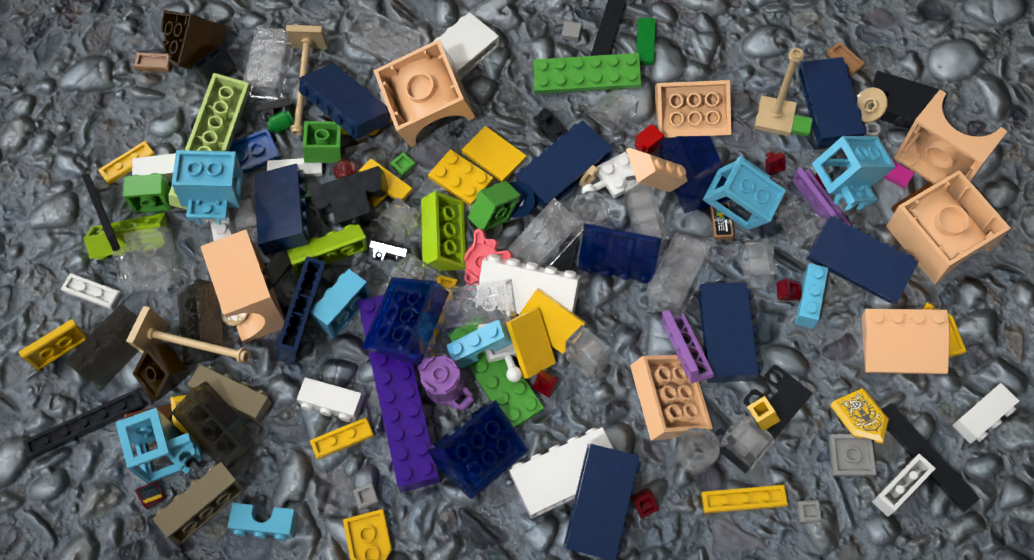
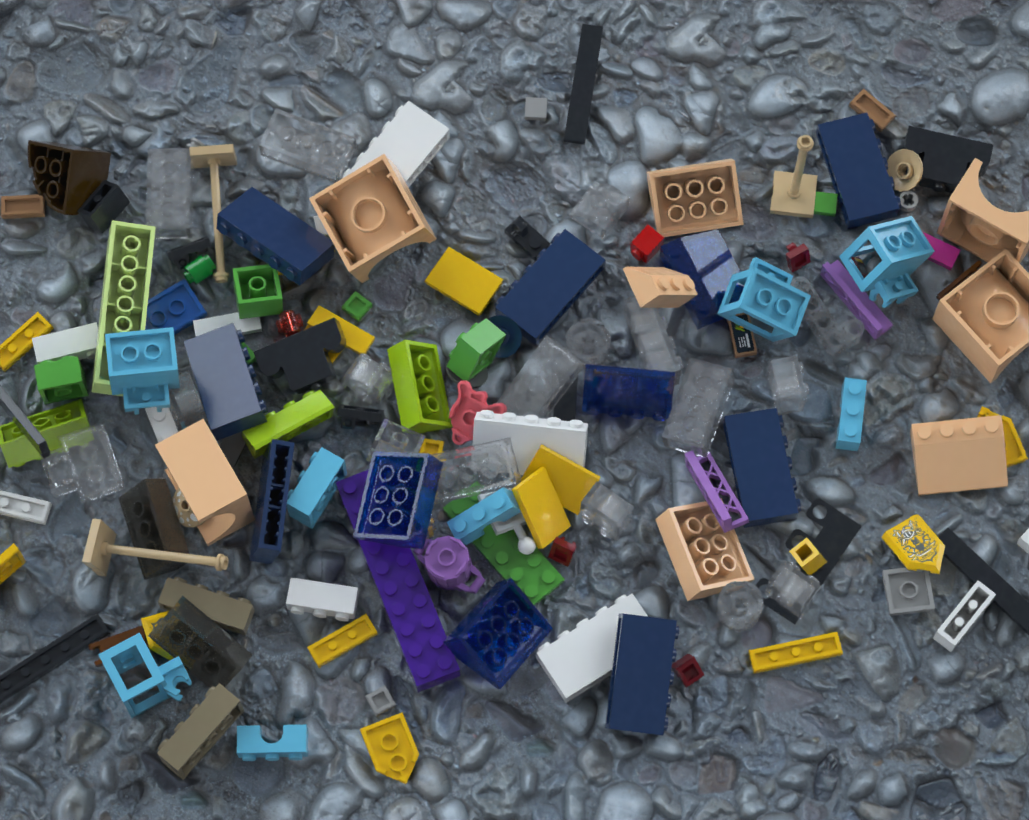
camera: 10 degrees left, 5 degrees up
(105, 349) = (54, 571): clear smoke slope -> none
(150, 495) = (140, 729): slope -> none
(159, 370) = (119, 589): dark brown slope -> none
(460, 177) = (428, 315): yellow plate -> none
(587, 73) = (562, 164): bright green plate -> none
(589, 176) = (581, 298): tan tile -> none
(612, 175) = (609, 292): white plate -> none
(645, 40) = (628, 113): green tile -> none
(788, 290) = (826, 409): dark red slope -> none
(809, 511) = (866, 657): light grey tile -> none
(862, 259) = (904, 365): dark blue brick -> none

